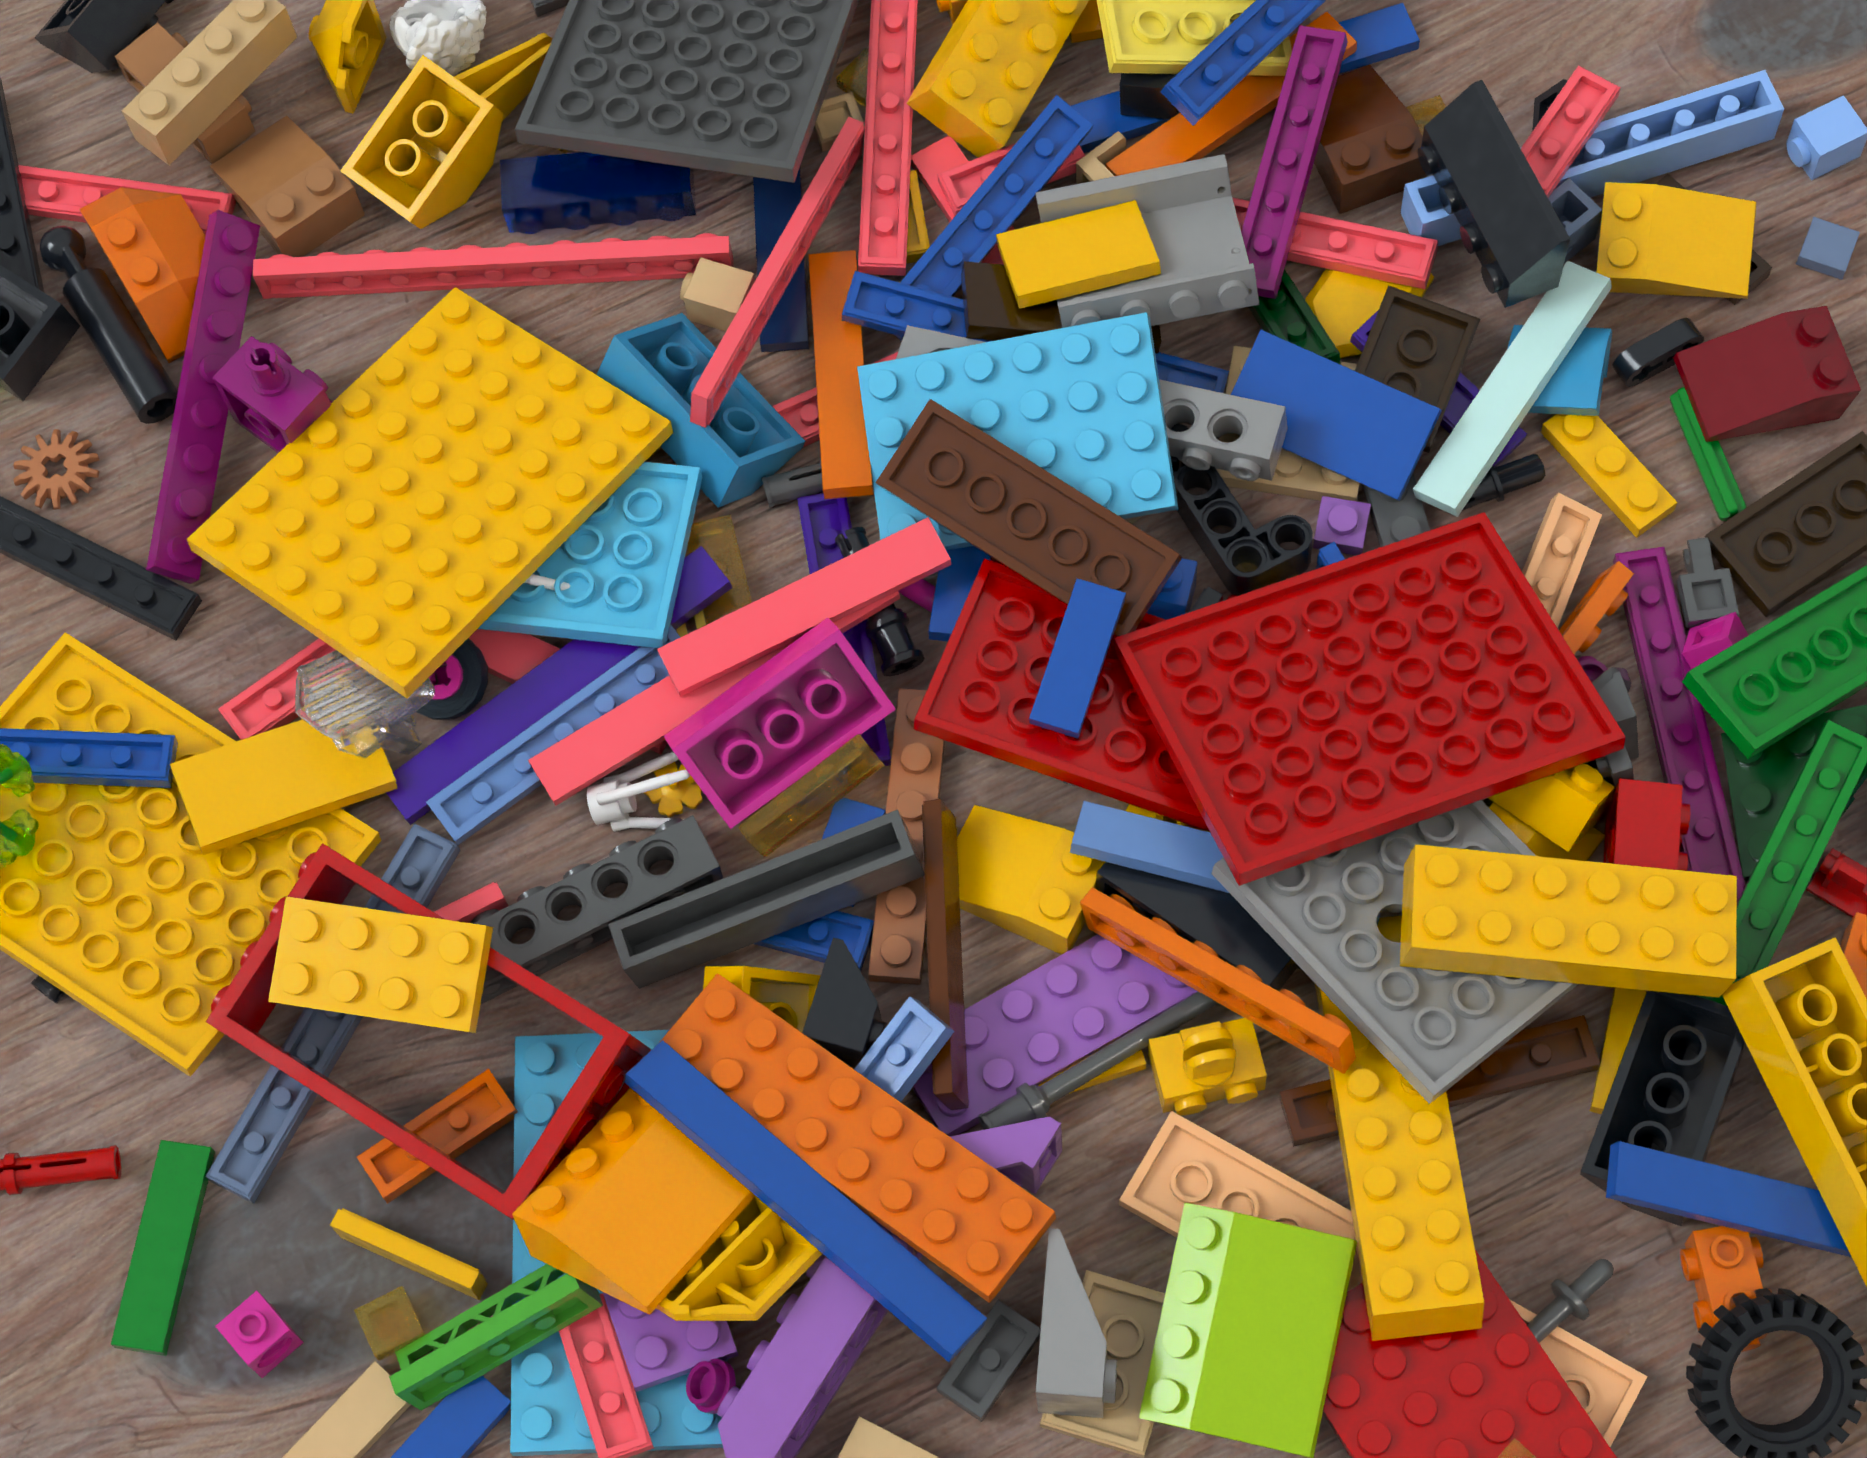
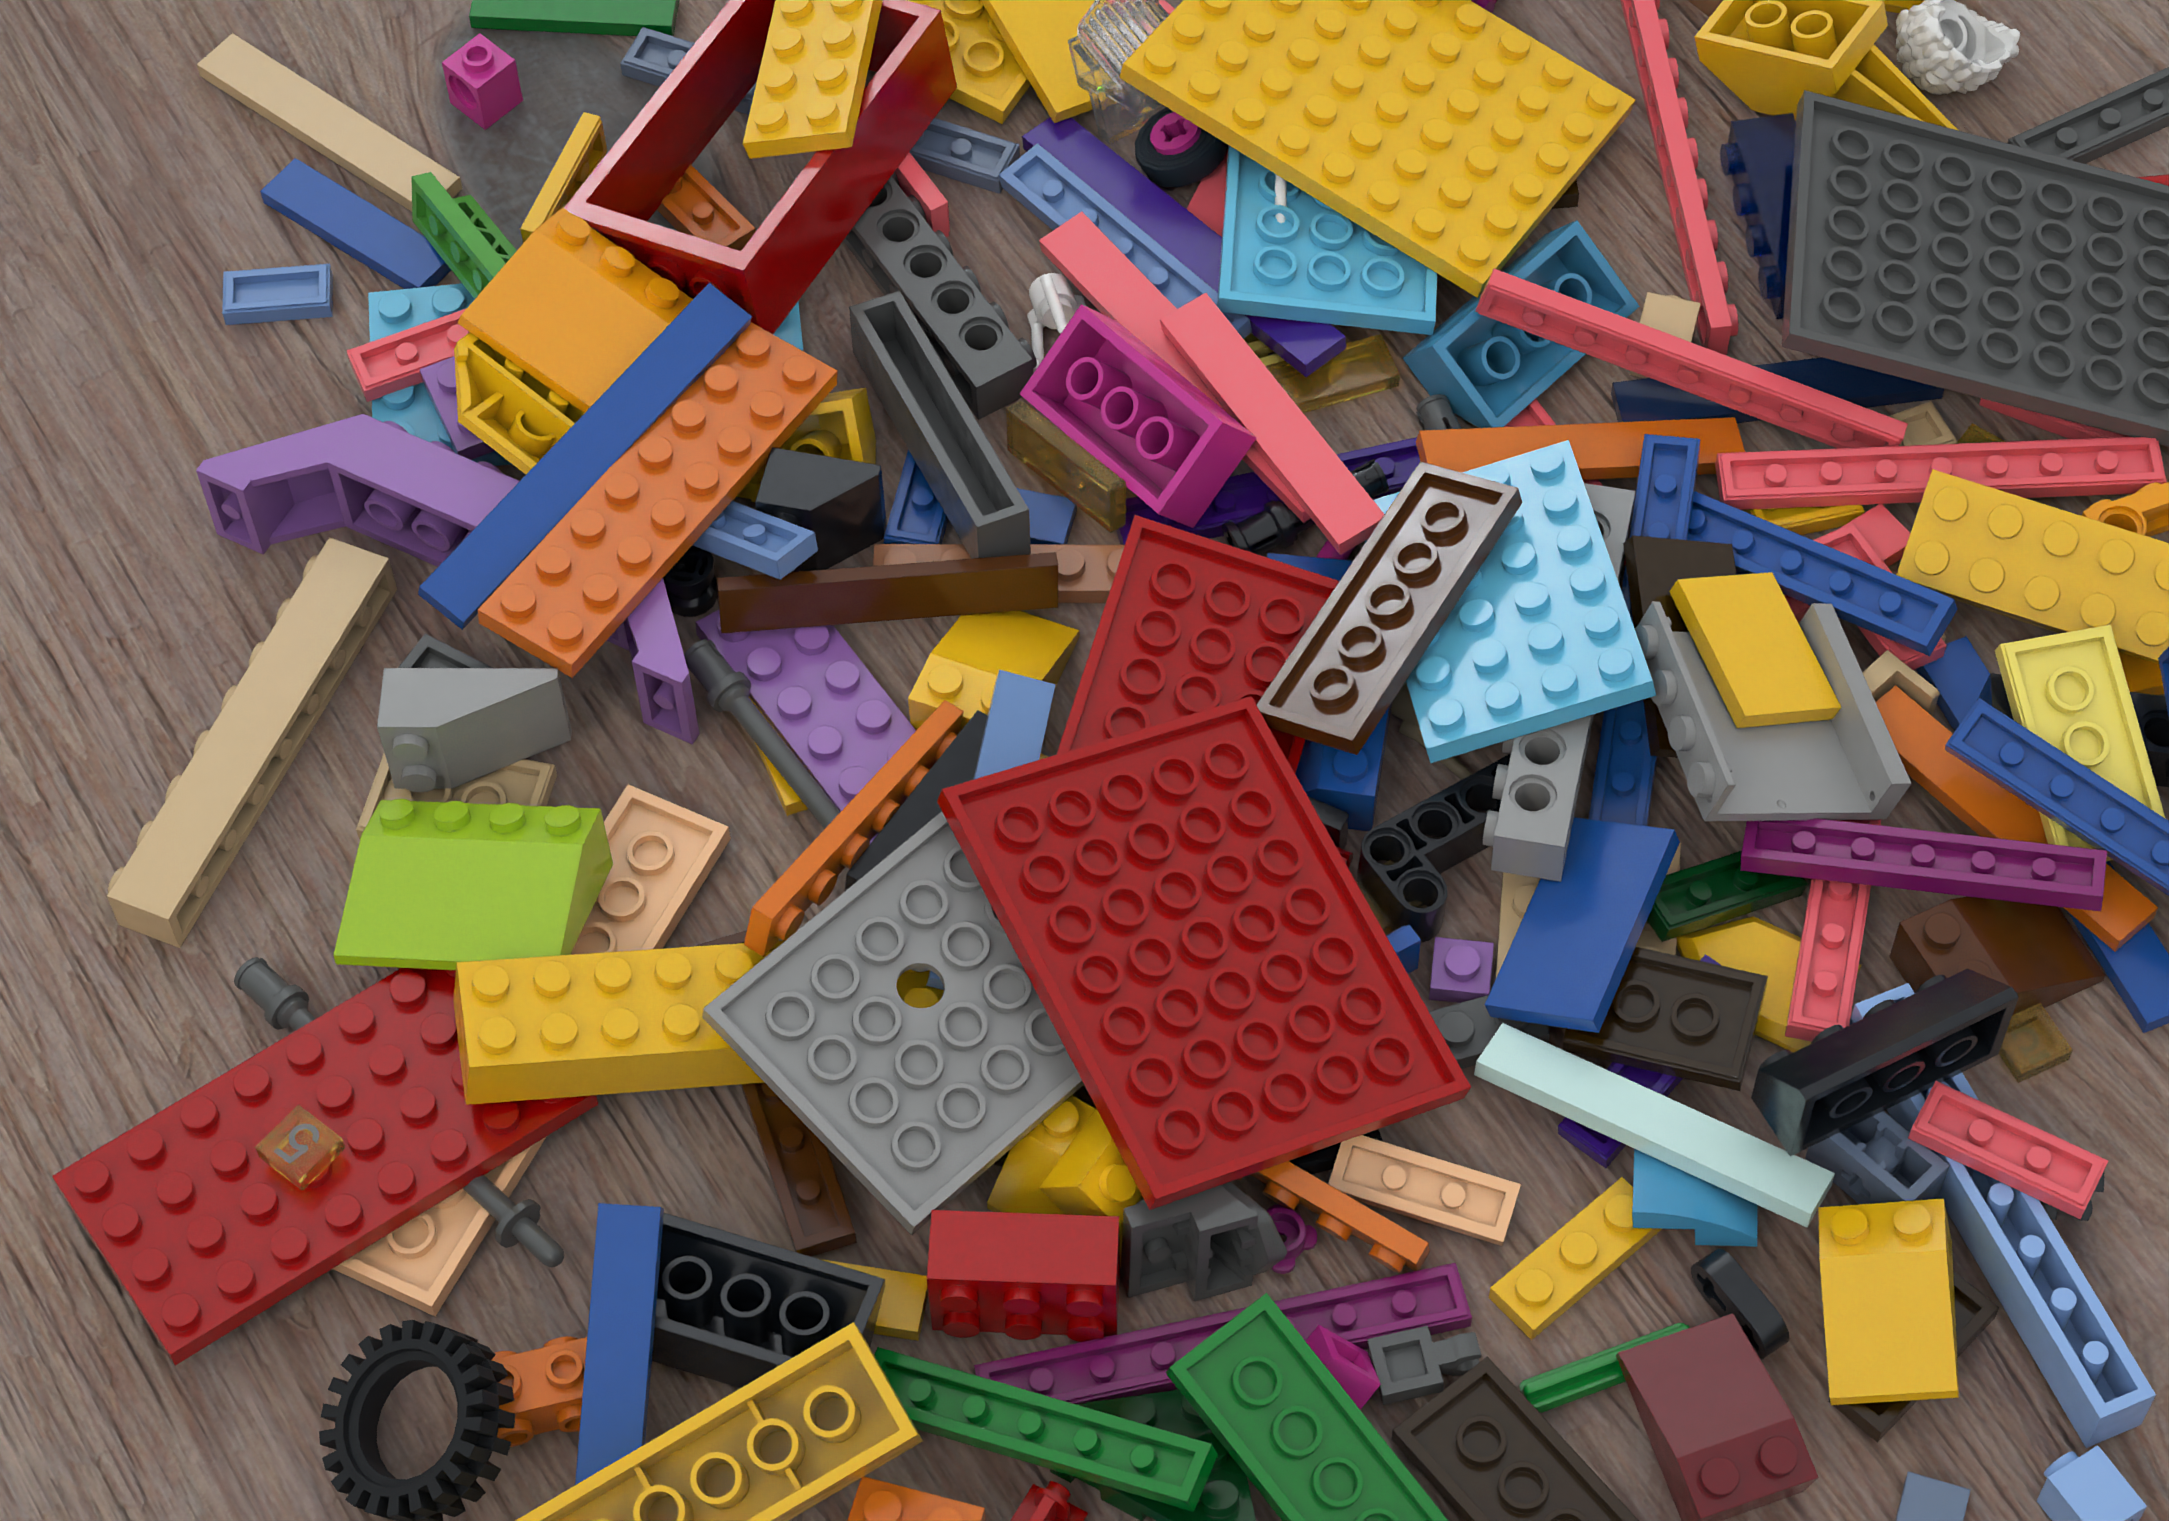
camera: 80 degrees right, 10 degrees down
(389, 1322) = (497, 184): clear yellow plate -> none
(709, 1384) = (425, 426): magenta plate -> none
(1077, 658) = (1219, 657): blue tile -> none
(1207, 1066) = (769, 839): yellow brick -> none
(1508, 479) = (1536, 1129): black axle -> none
(1569, 921) = (916, 1140): yellow brick -> none

